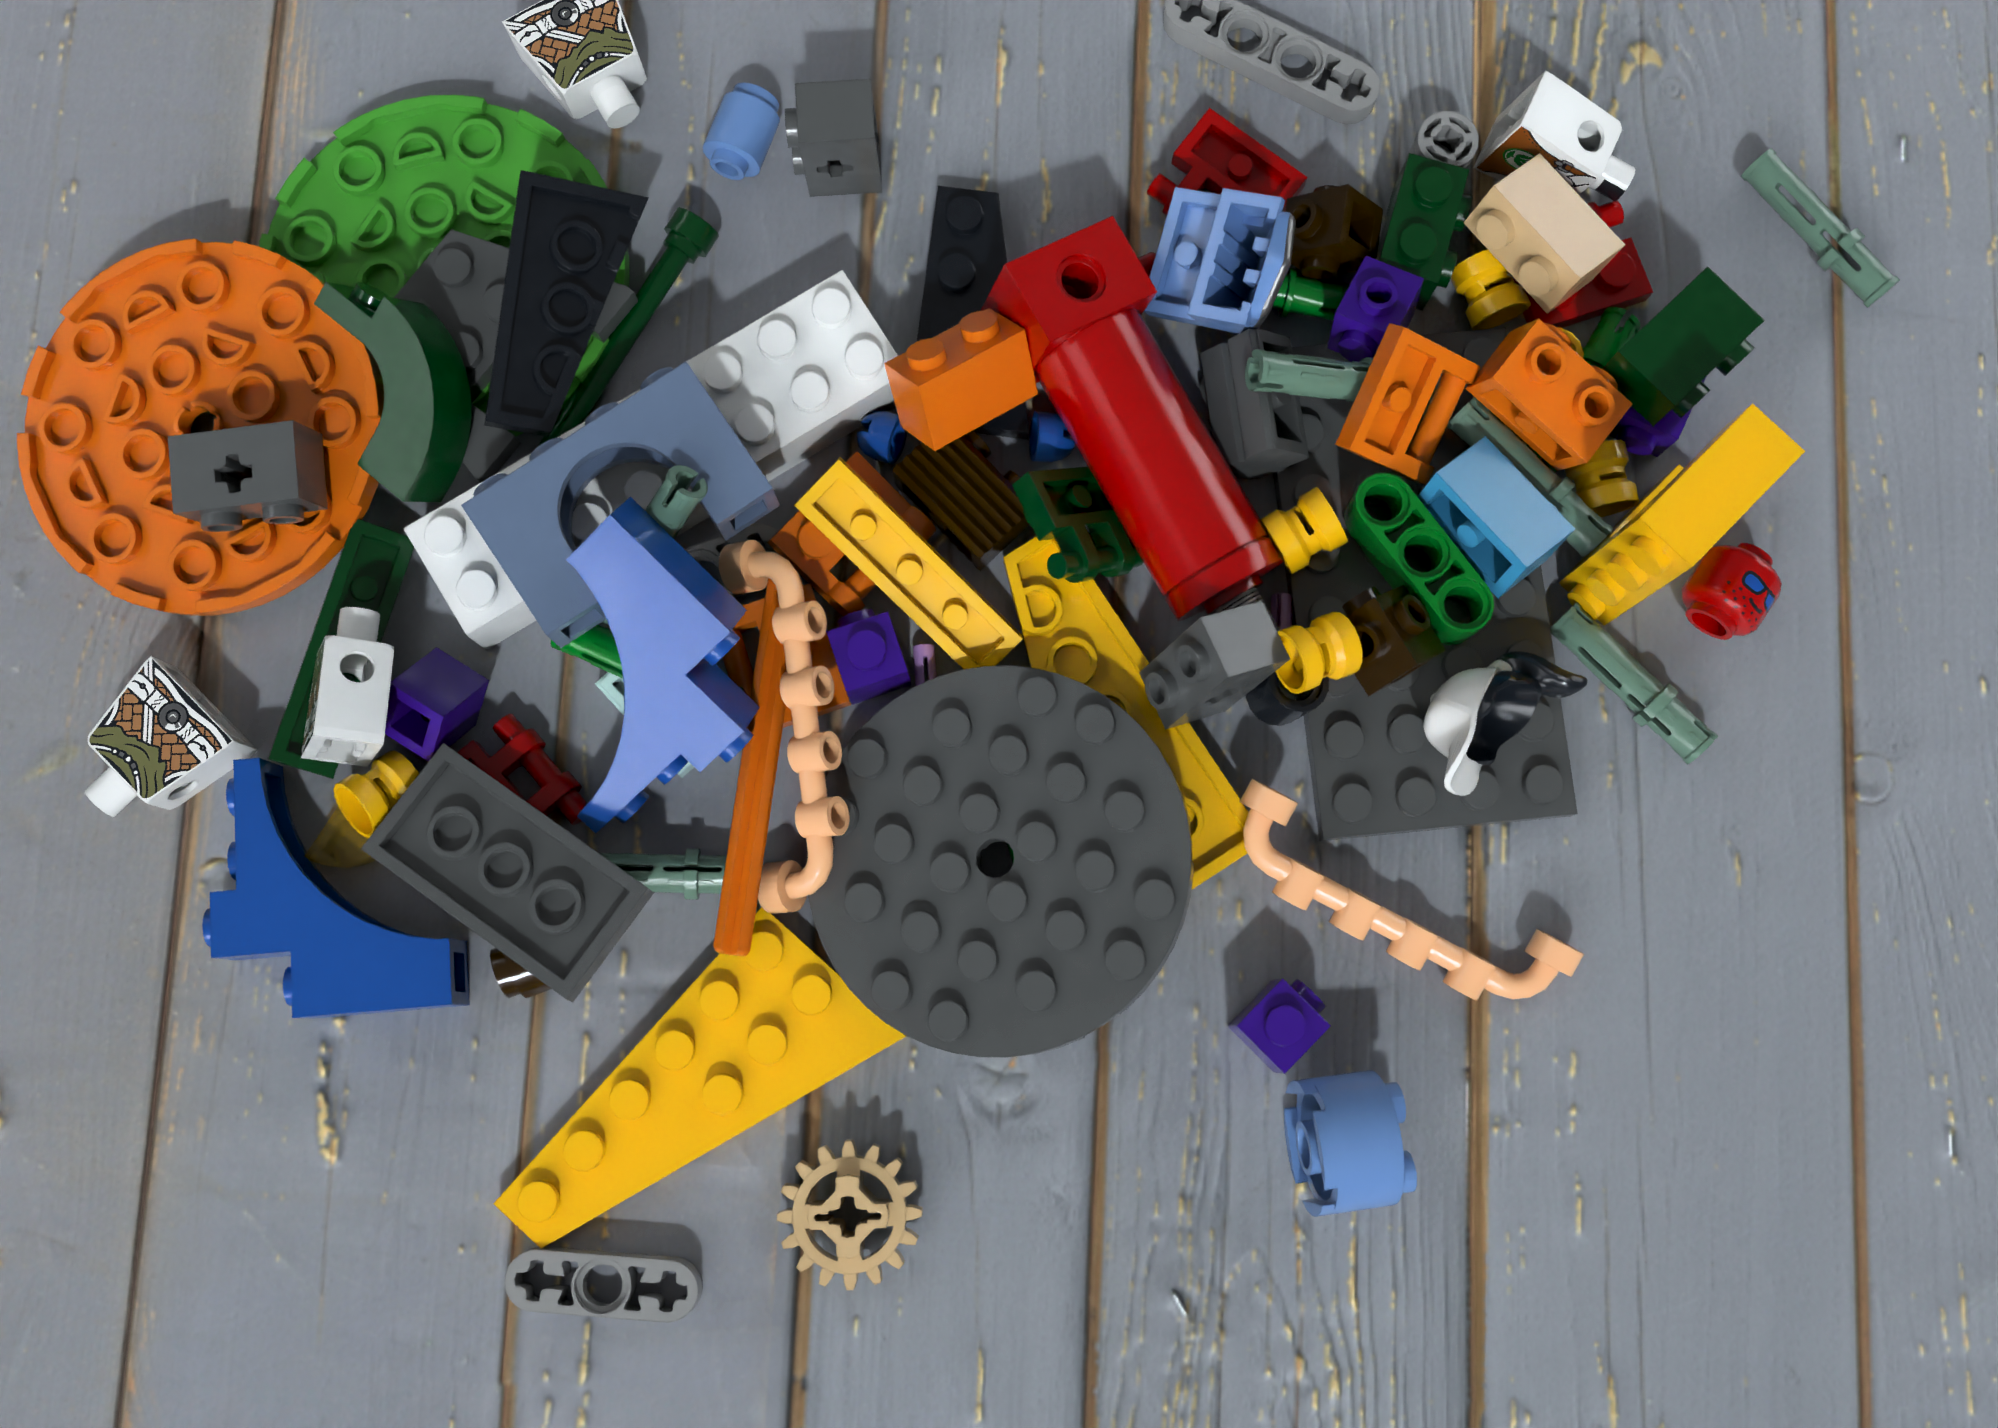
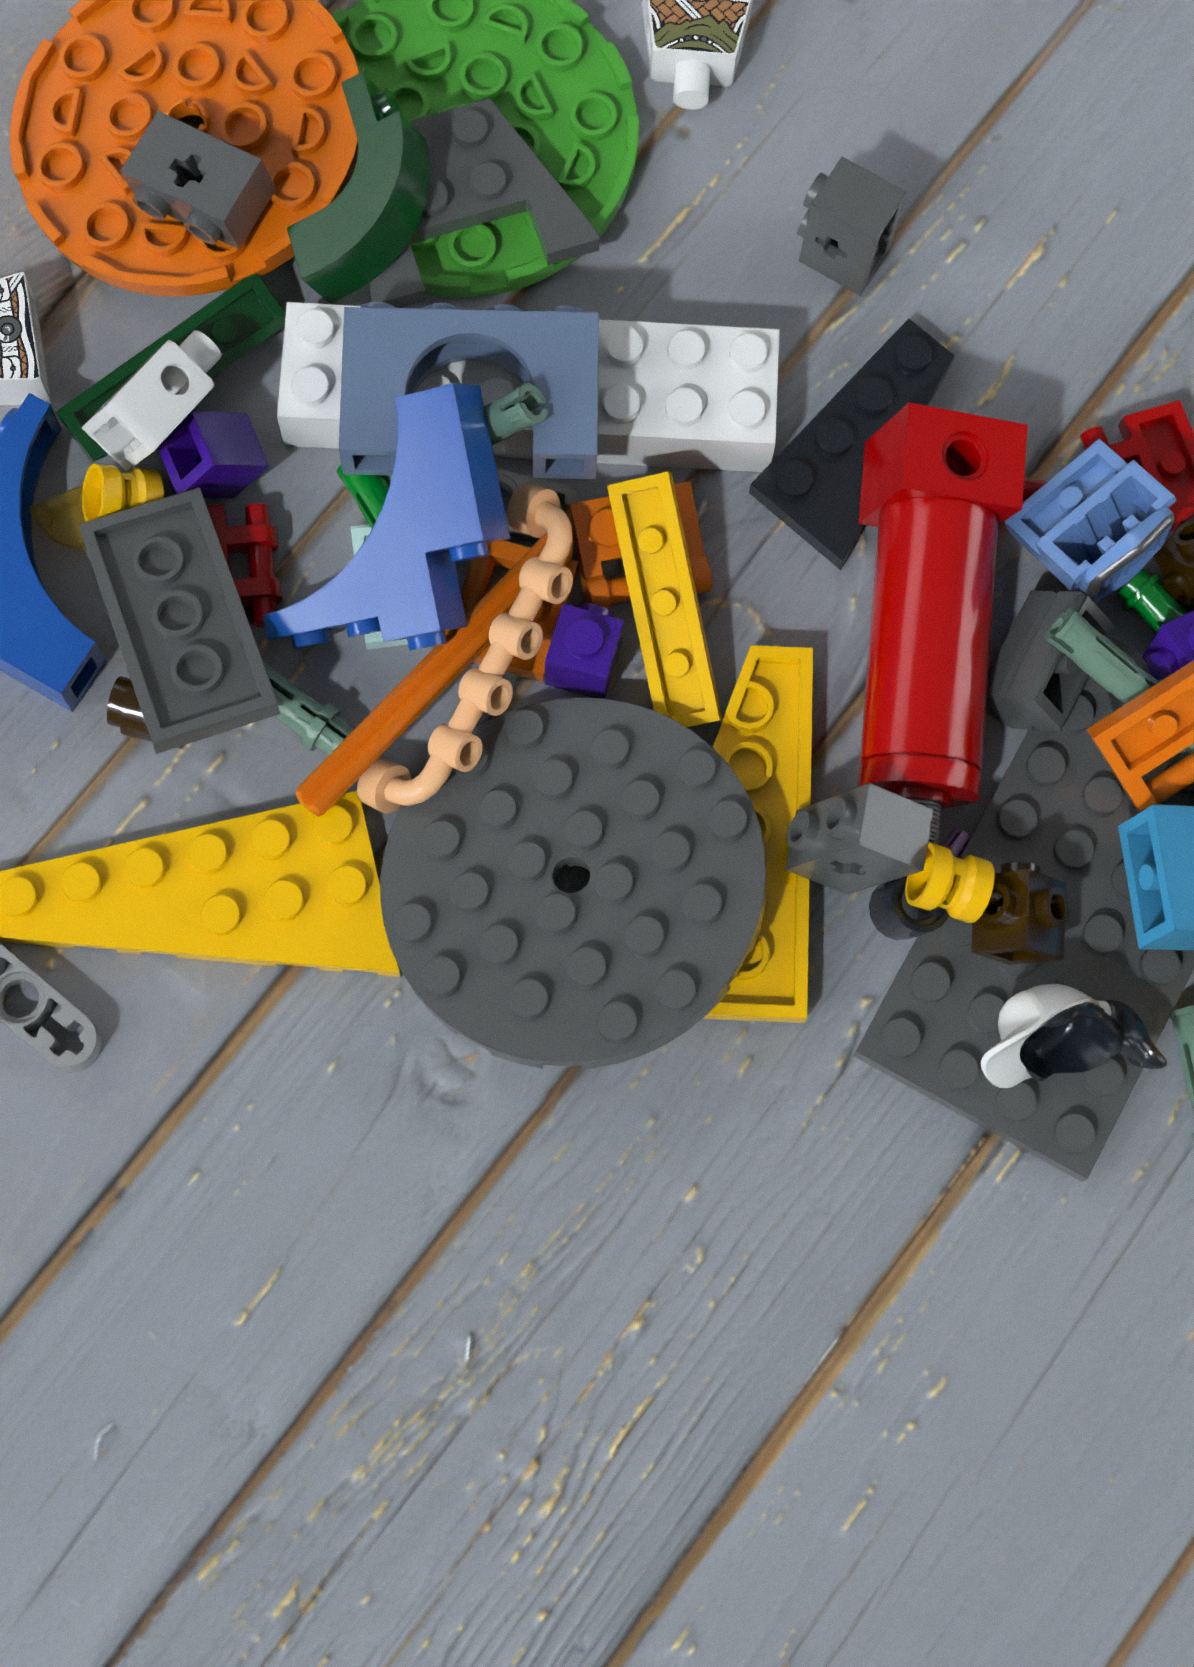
camera: 30 degrees right, 5 degrees down
(556, 282) = (542, 191): black wing -> none
(686, 241) = (672, 229): dark green piece -> none
(742, 131) = (777, 173): medium blue brick -> none
(849, 1244) = (235, 1105): tan gear -> none
(884, 436) = (722, 487): blue hinge -> none
(922, 653) = (633, 682): lavender piece -> none
(961, 378) = (814, 475): orange brick -> none
(964, 496) = (755, 575): dark brown brick -> none
(1048, 439) = (856, 578): blue hinge -> none
(1068, 508) = (830, 640): dark green plate -> none
(1281, 1023) = (712, 1172): dark purple brick -> none
(1291, 536) = (998, 790): yellow wheel -> none
(1348, 1142) = (698, 1303): medium blue brick -> none
(1409, 940) = (869, 1183): light nougat bar -> none
(1416, 527) = (1108, 846): green beam -> none

